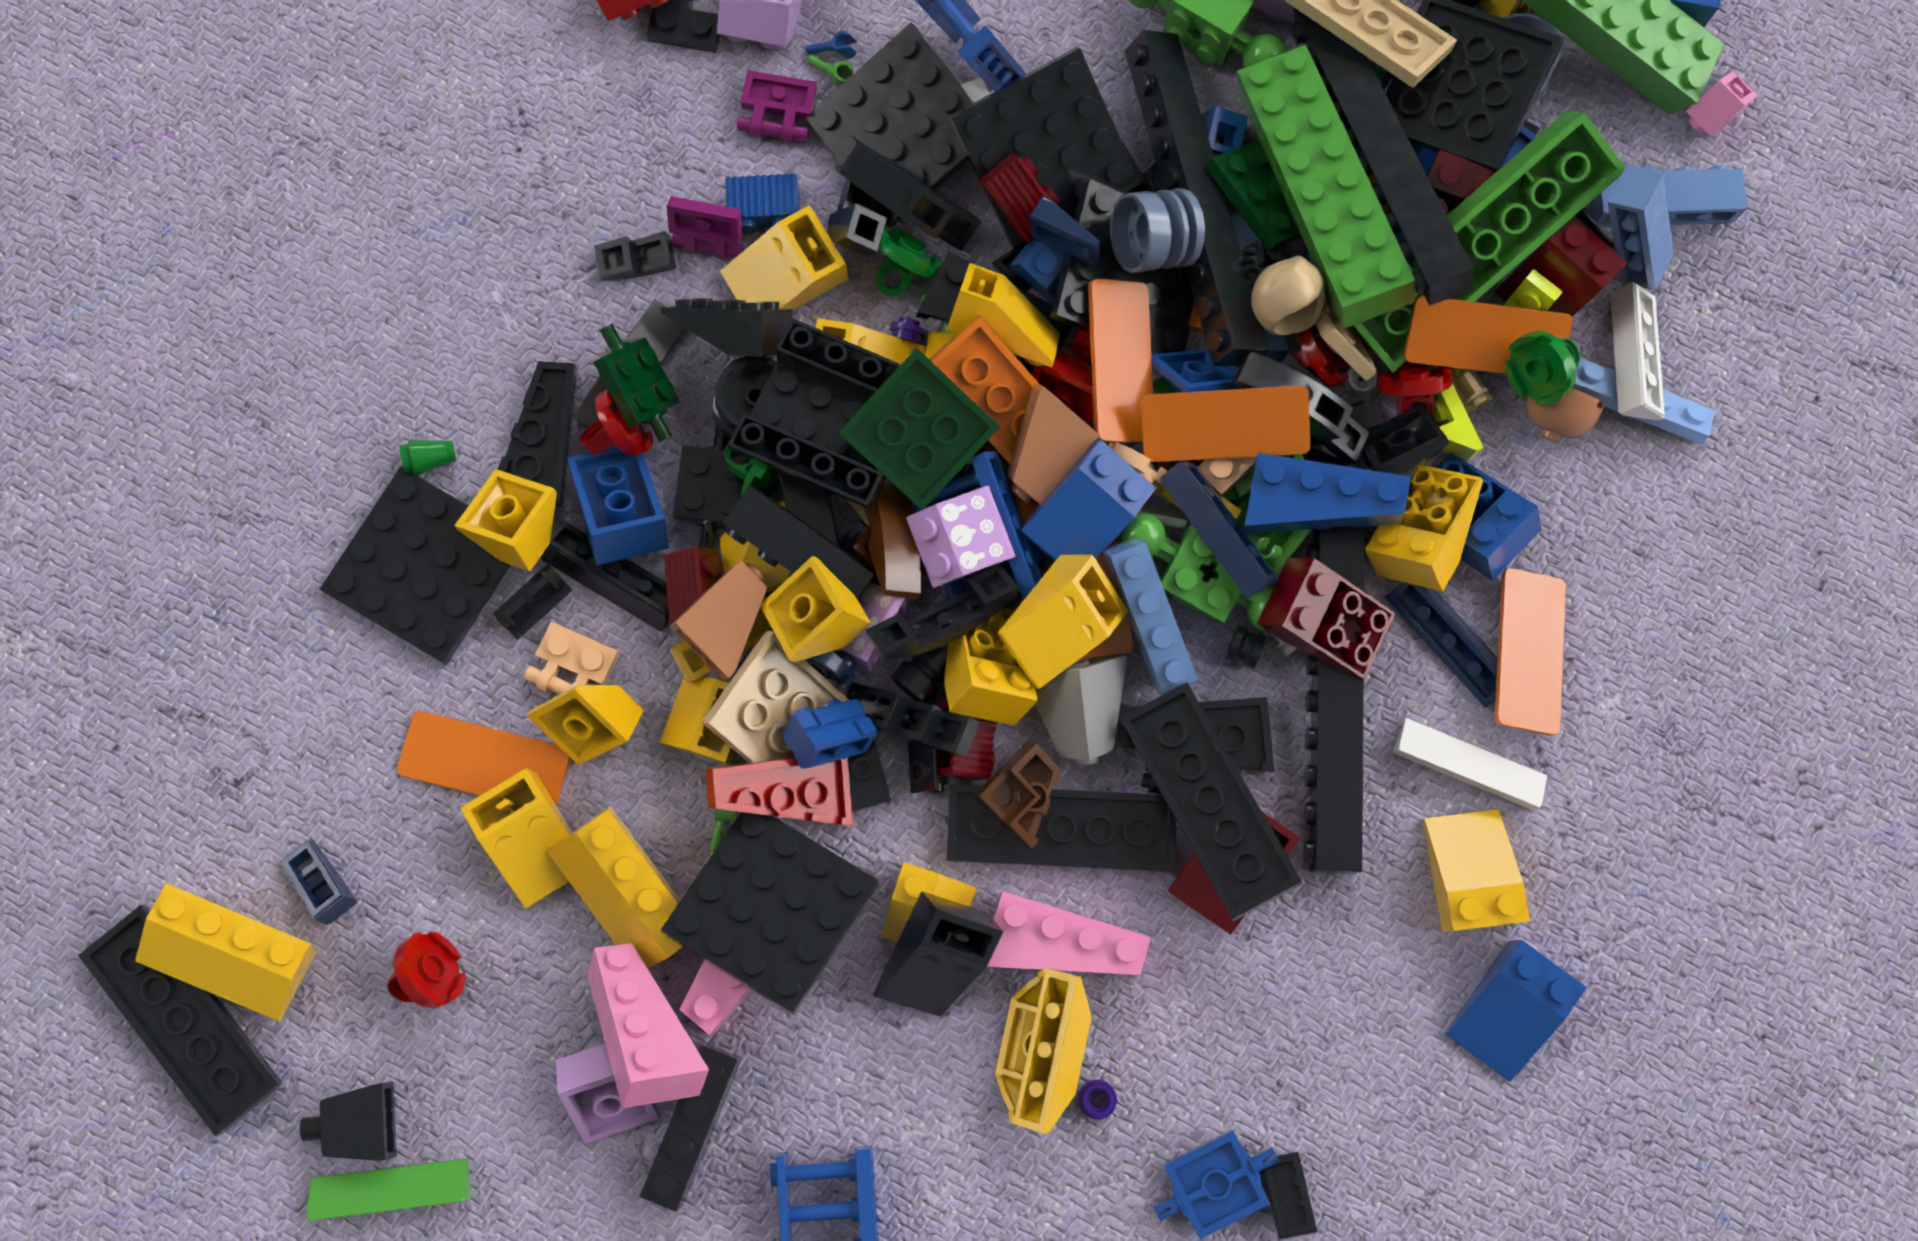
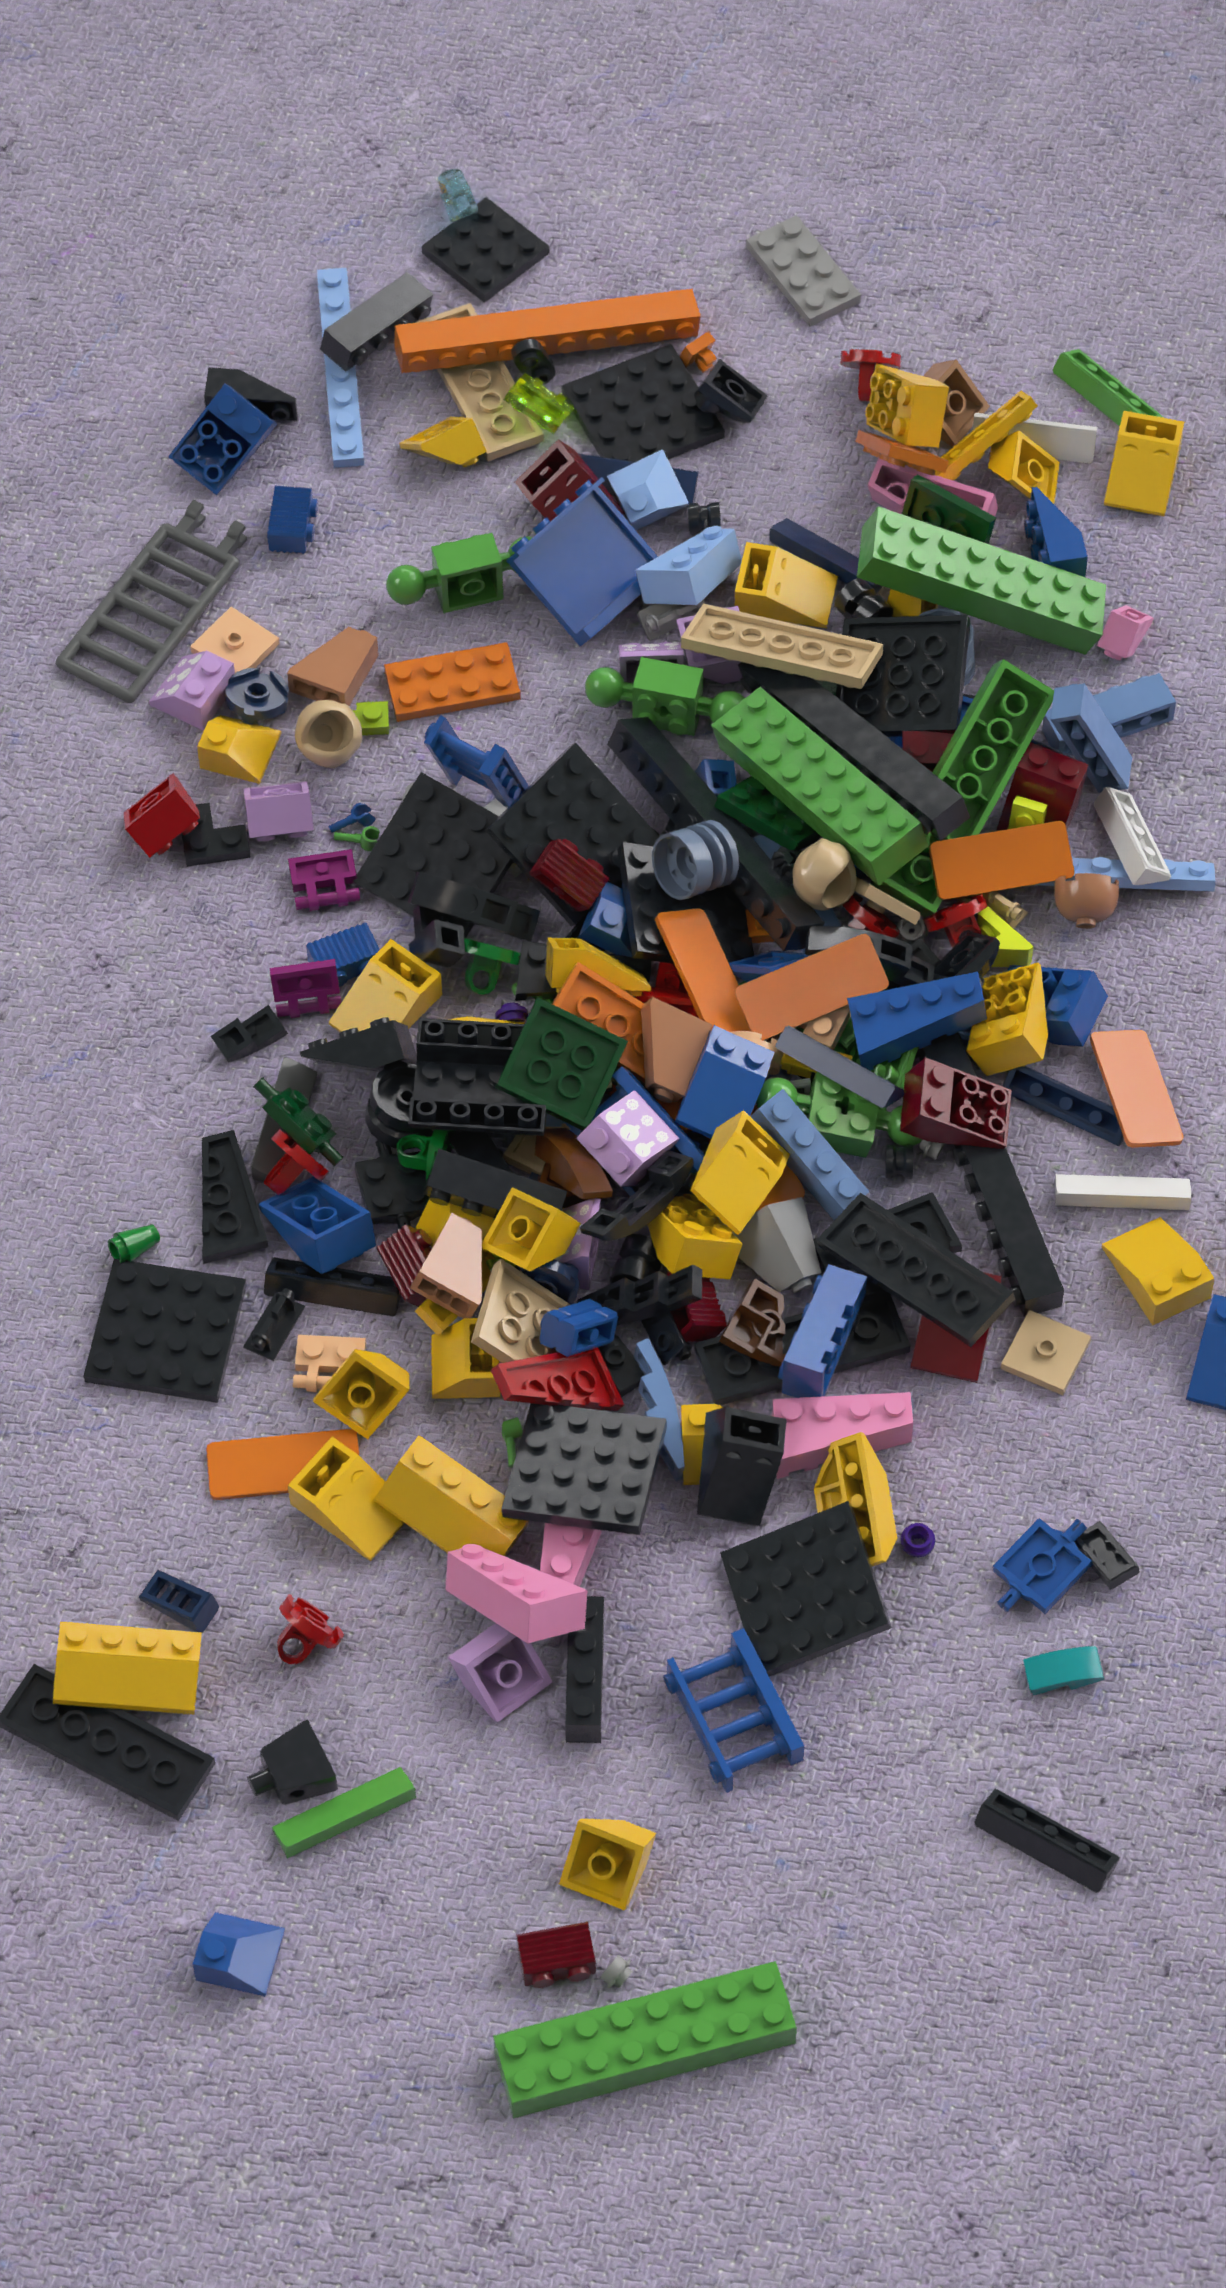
camera: 20 degrees left, 20 degrees down
(511, 519) = (235, 1259): yellow slope -> none
(885, 862) = (661, 1404): none -> medium blue slope
(954, 1125) = (806, 1589): none -> black plate
(1061, 231) = (619, 884): dark blue slope -> none
(1086, 832) = (822, 1333): none -> wedge
(1316, 926) = (1046, 1352): none -> tan plate
(1542, 366) = (1053, 864): green tile -> none

